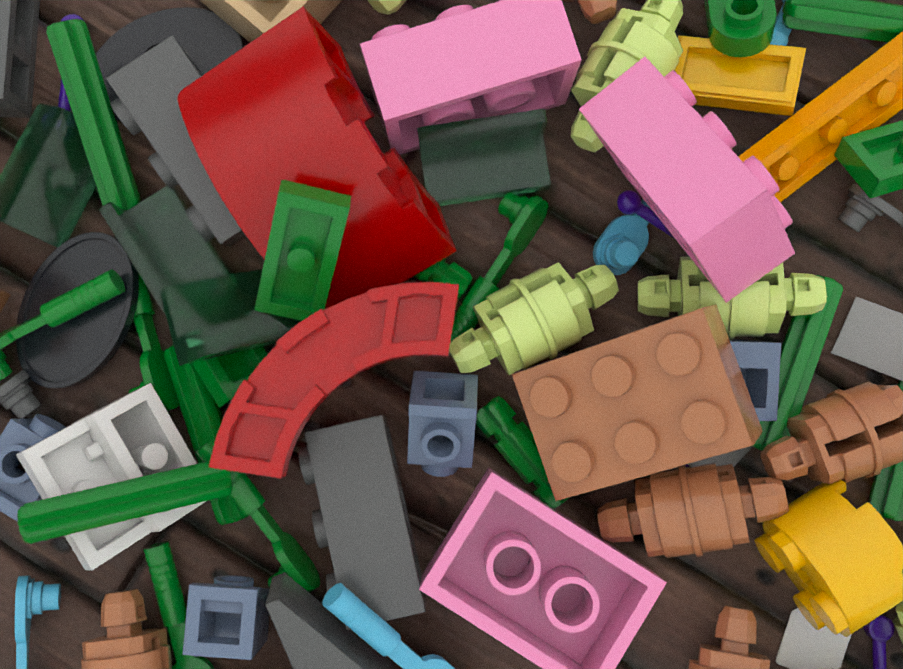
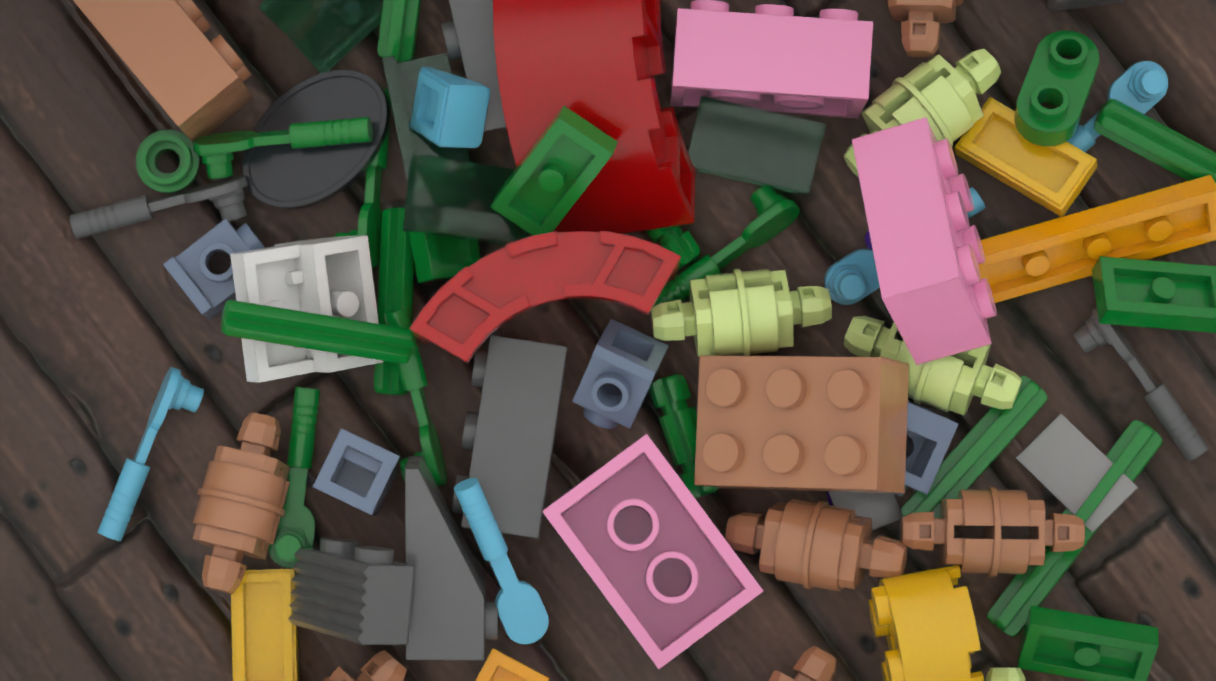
camera: 20 degrees right, 0 degrees up
(184, 232) = (449, 109): none -> medium azure slope

